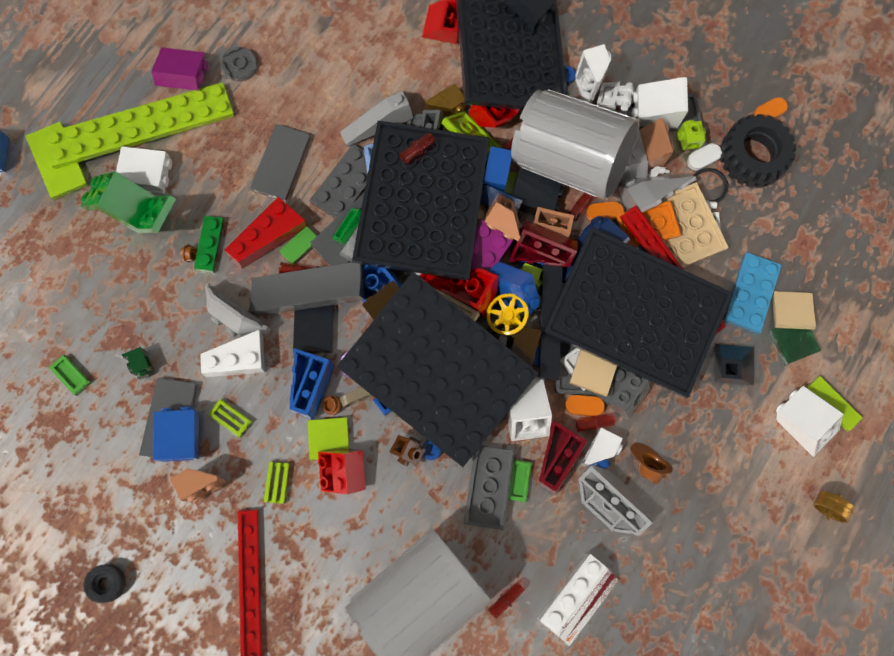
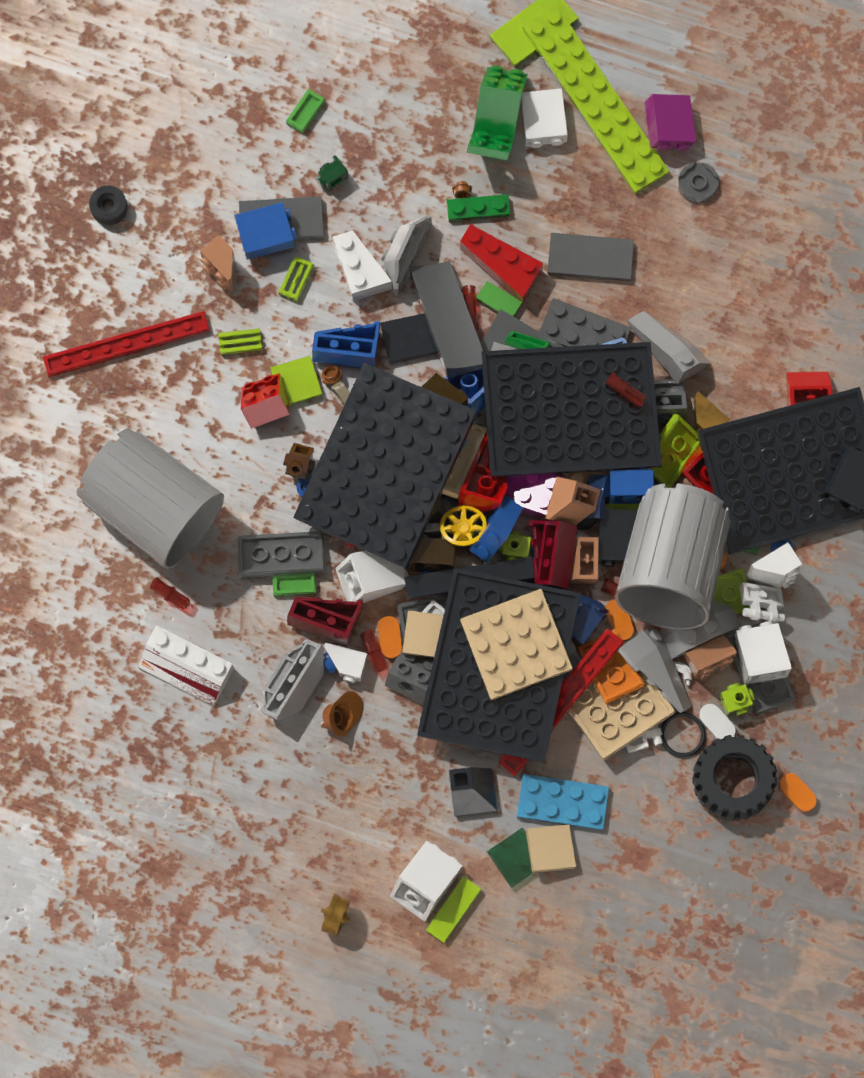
camera: 85 degrees right, 0 degrees up
(626, 292) = (516, 644): none -> tan plate

